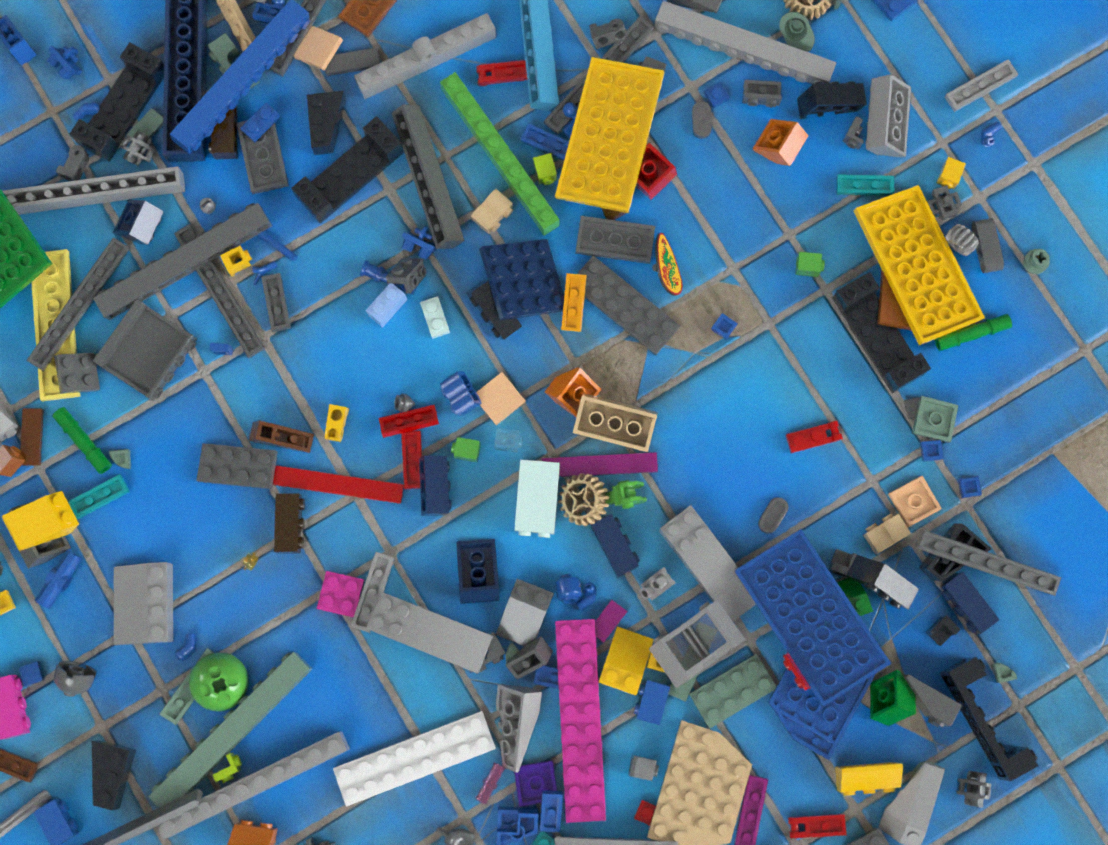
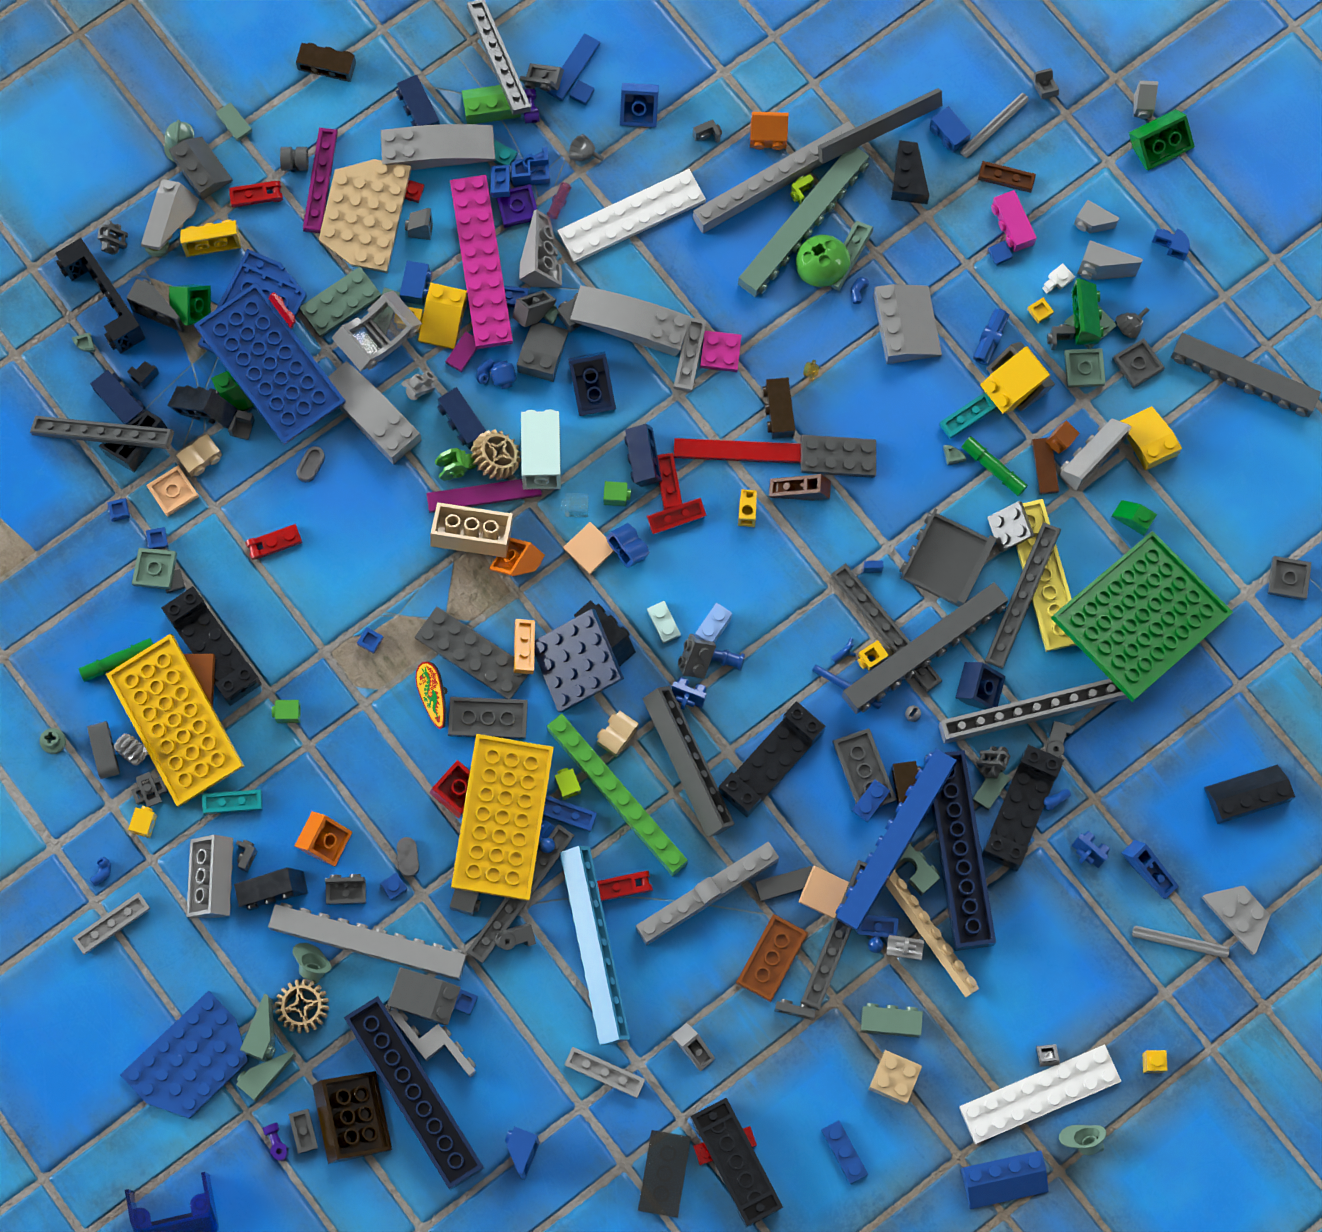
camera: 170 degrees right, 5 degrees down
(72, 678) = (957, 250): dark grey cylinder -> none
(276, 302) = (825, 619): dark grey plate -> none
(324, 120) = (805, 812): black wedge -> none
(403, 403) = (684, 533): dark grey plate -> none

